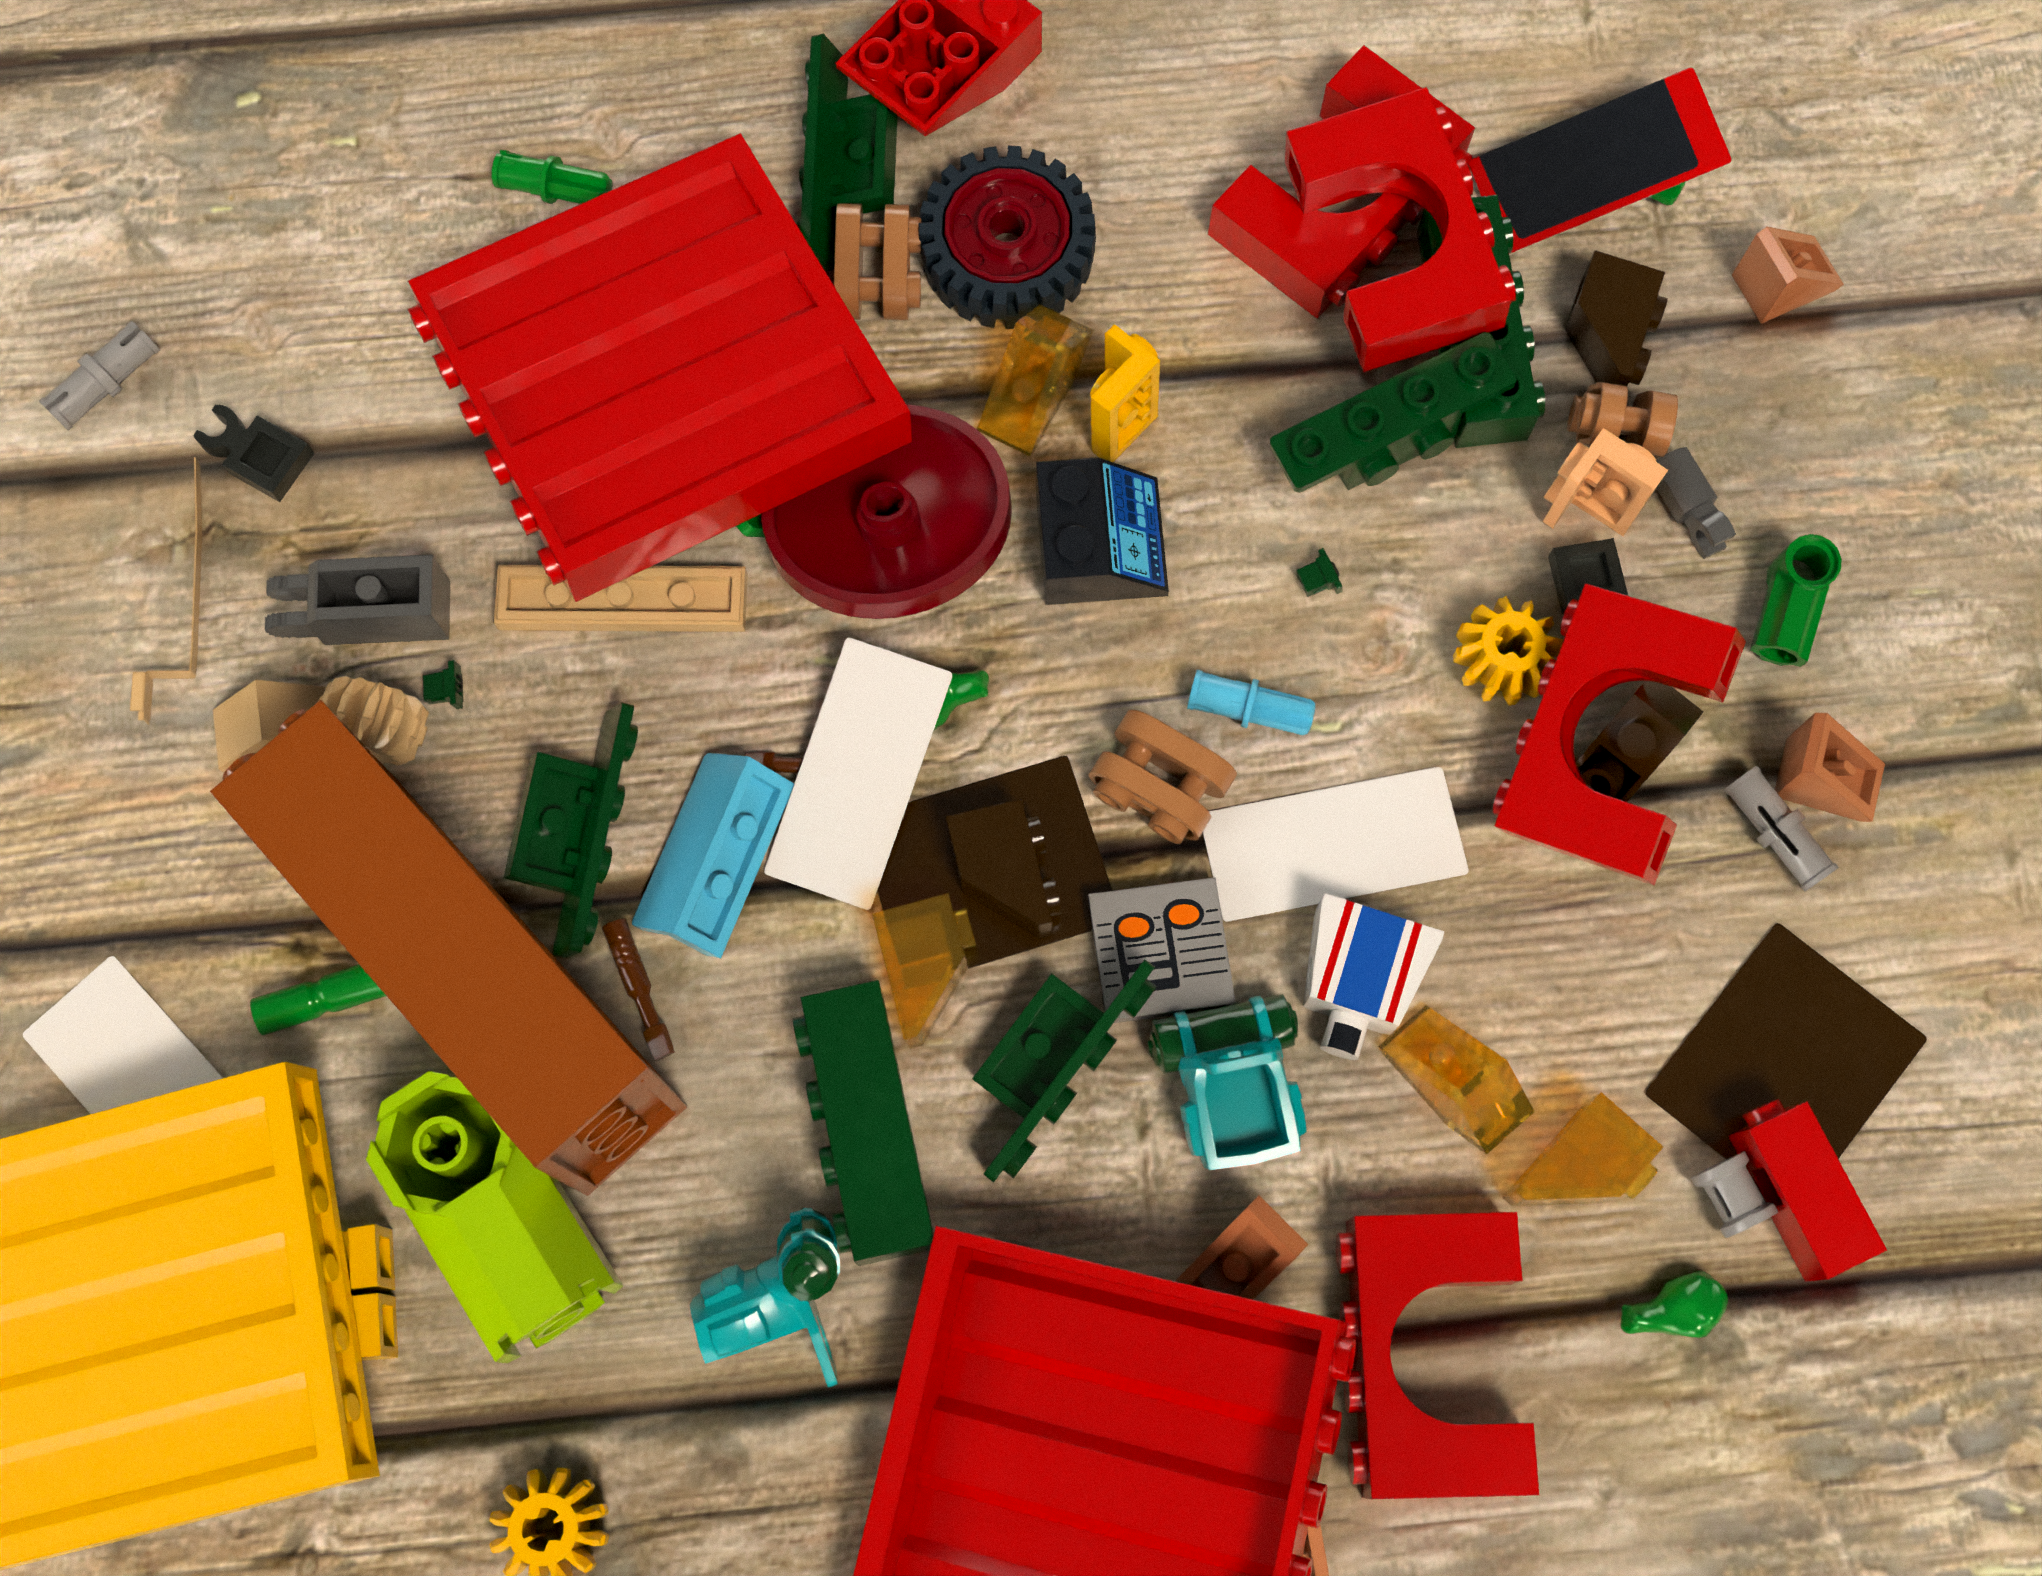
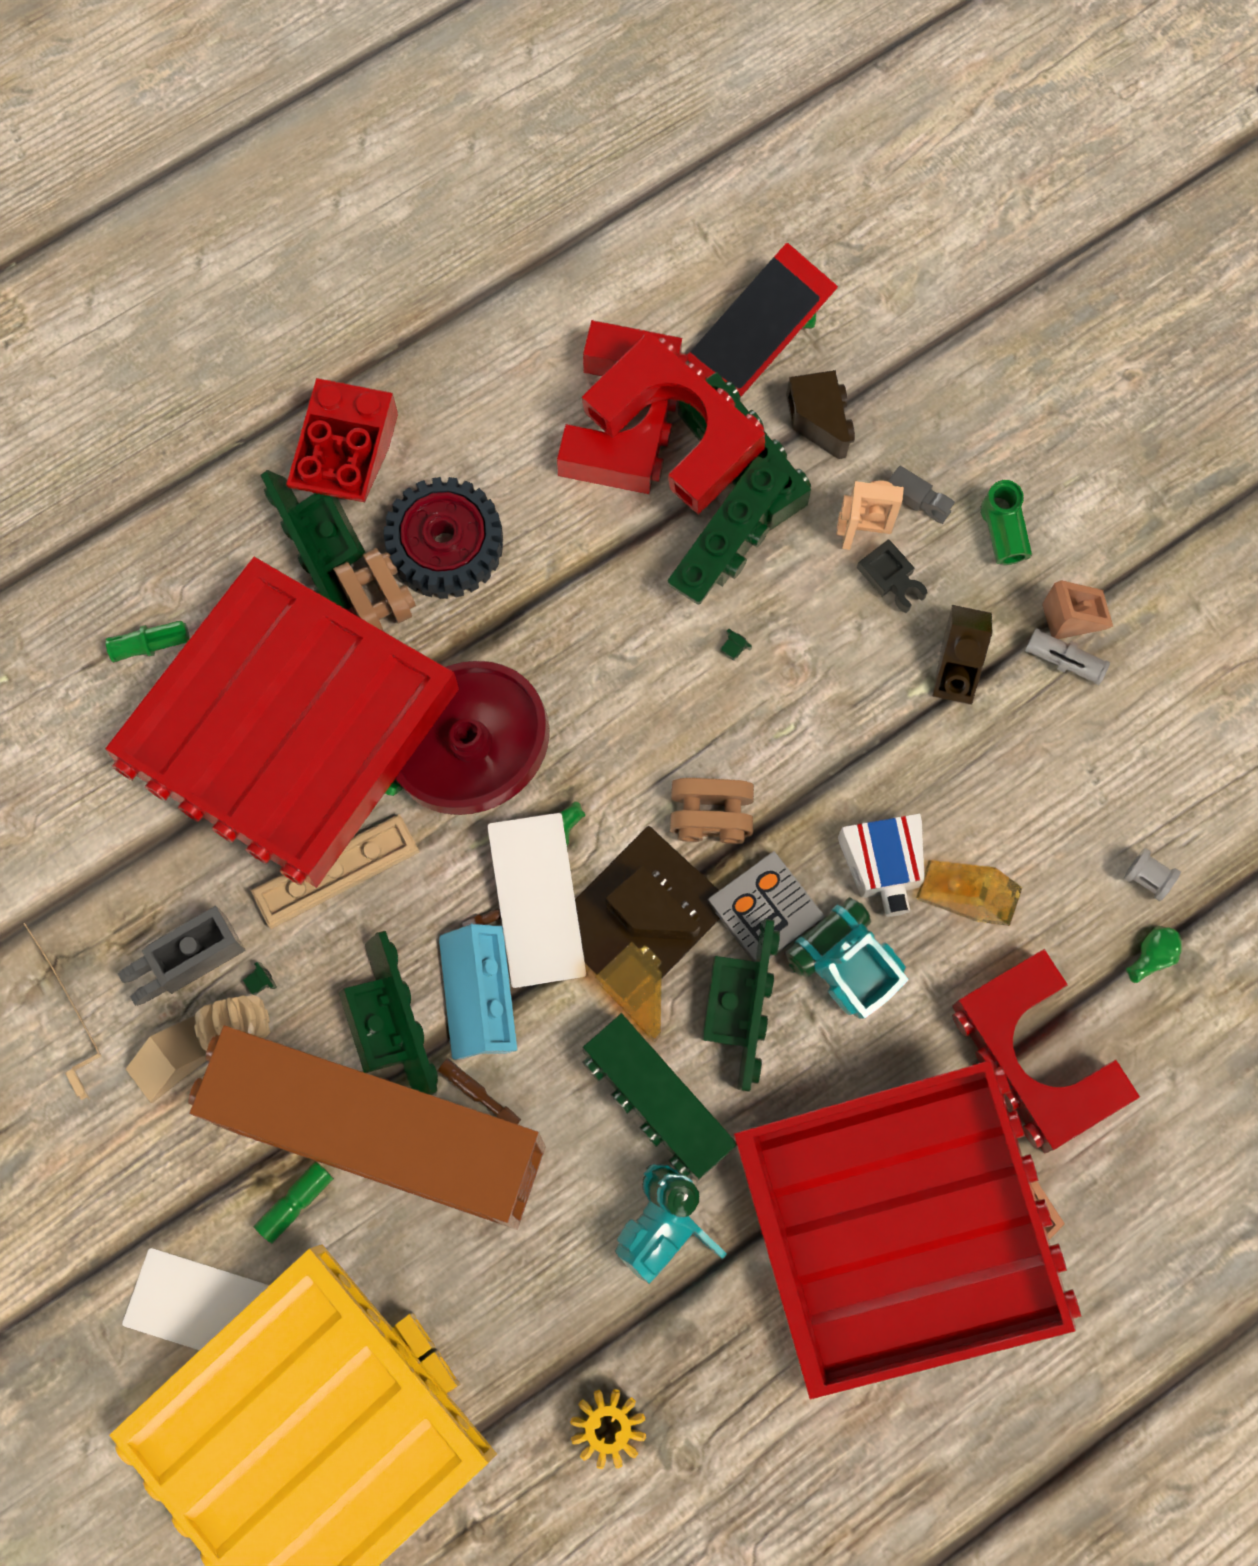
camera: 30 degrees left, 0 degrees up
(257, 455) = (64, 900): pearl dark grey plate -> none
(488, 1216) = (472, 1268): lime brick -> none
(1033, 378) = (507, 614): clear yellow slope -> none
(1099, 532) = (595, 686): black slope -> none
(1124, 394) = (570, 596): yellow bracket -> none
(1246, 1253) = (910, 1054): nougat slope -> none
(1251, 703) = (738, 740): medium azure axle -> none
(1334, 843) = (827, 795): white sticker -> none
(1504, 630) = (878, 642): yellow gear -> none
(1589, 1160) = (1064, 898): clear yellow slope -> none
(1604, 645) = (921, 603): red arch -> none
(1646, 423) = (865, 465): medium nougat brick -> none
(1784, 272) = (899, 336): nougat slope -> none
(1789, 1033) = (1140, 788): dark brown sticker -> none
(1814, 1198) = (1183, 845): red brick -> none

